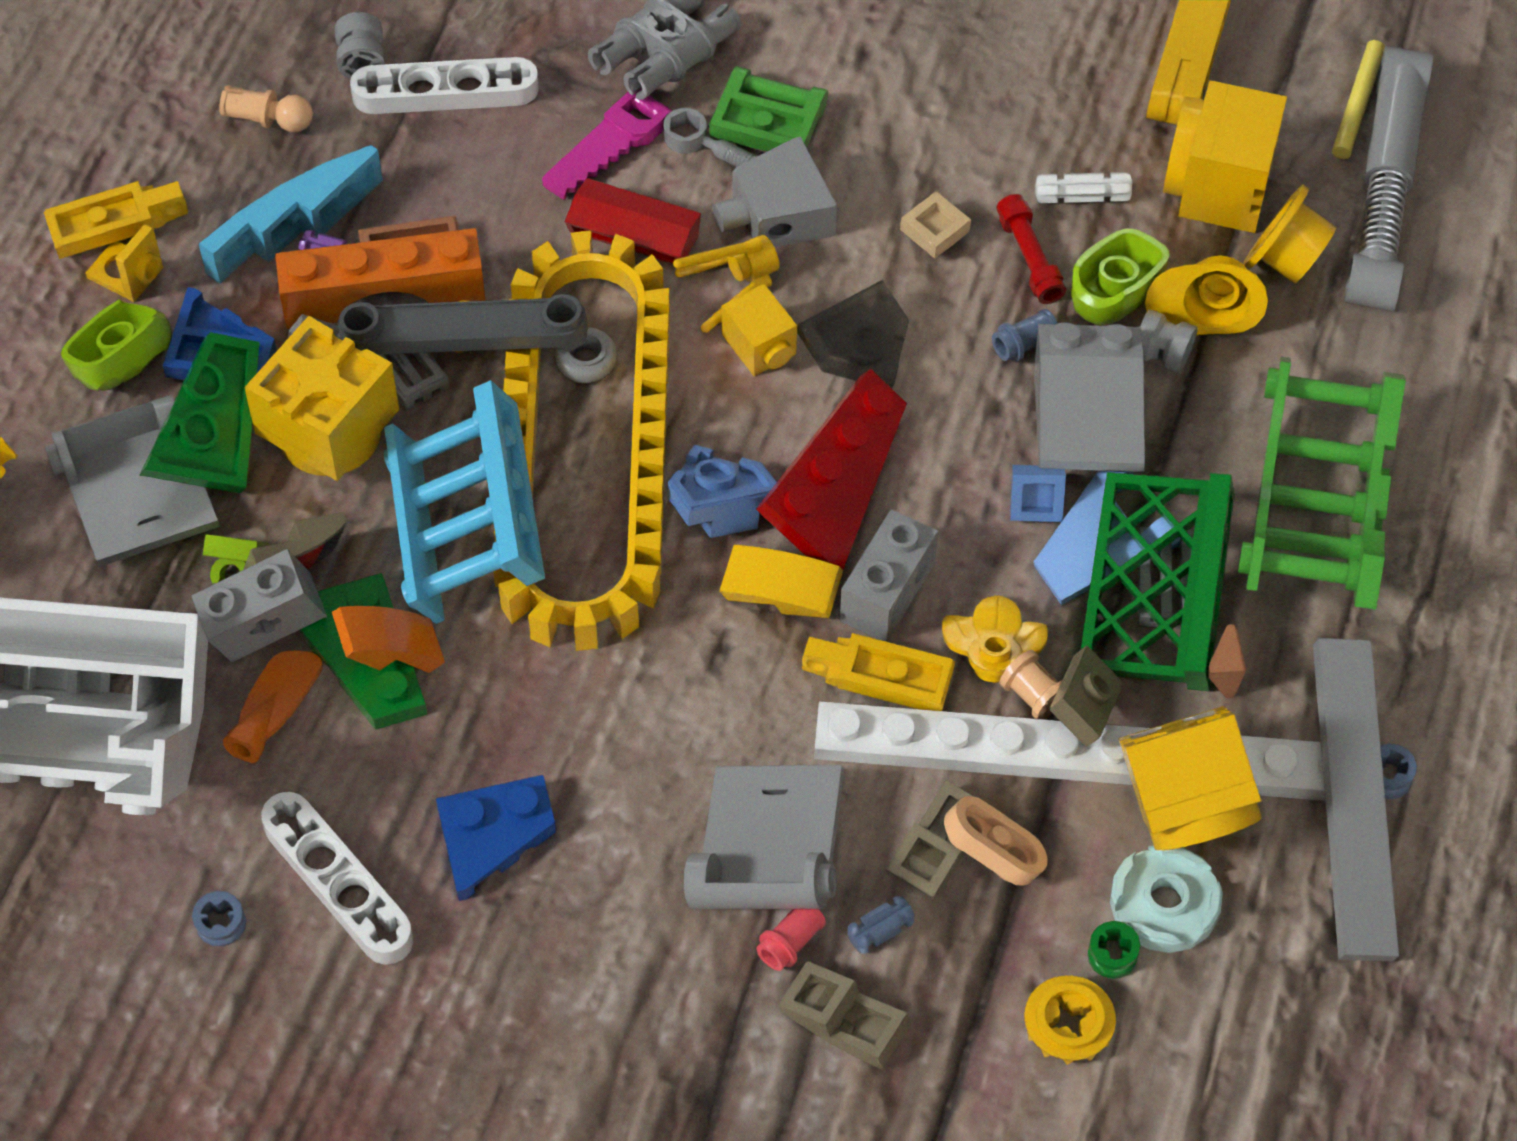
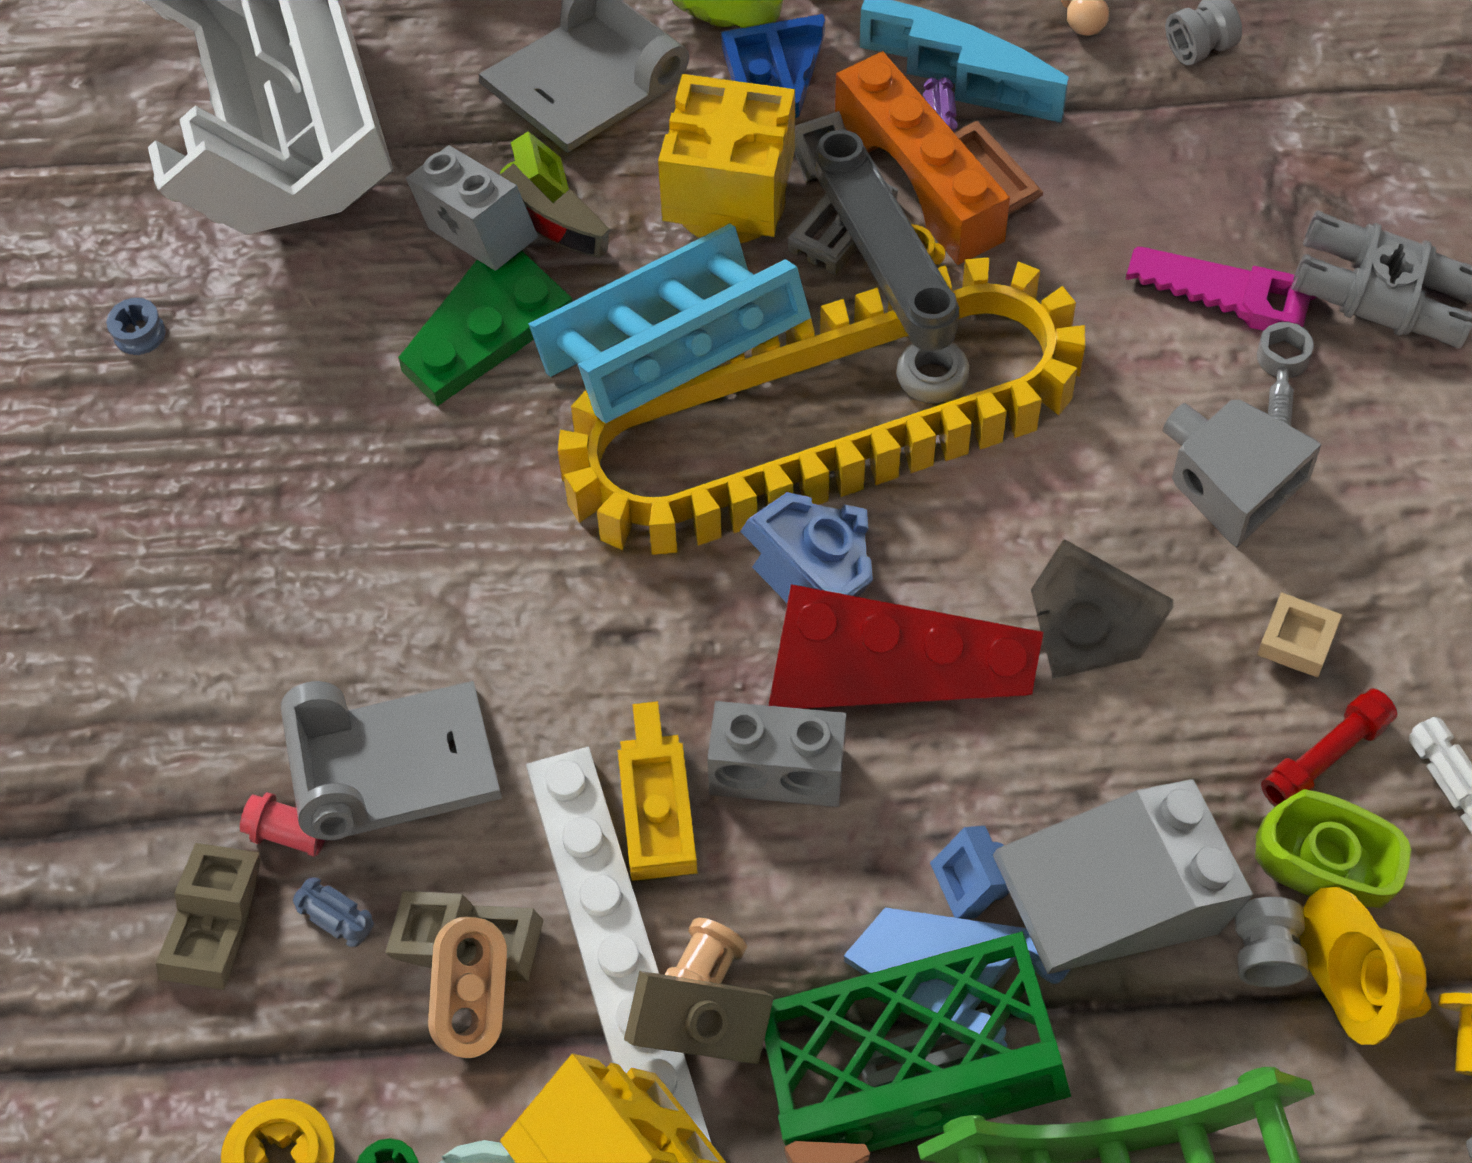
camera: 70 degrees right, 0 degrees up
(210, 420) = (640, 82): green wing -> none
(272, 702) = (390, 272): orange piece -> none
(342, 873) = (205, 396): white beam -> none
(387, 634) = (484, 323): orange slope -> none
(444, 93) = (1215, 117): white beam -> none
(493, 828) = (317, 508): blue wing -> none
(651, 223) = (1126, 345): red piece -> none
(747, 261) = (1137, 469): yellow plant -> none
(759, 330) = (1045, 509): yellow brick -> none
(761, 121) = (1338, 416): bright green plate -> none
(782, 579) = (724, 650): yellow slope -> none
(993, 636) = (766, 898): yellow plate -> none
(1016, 339) = (1215, 791): sand blue pin -> none

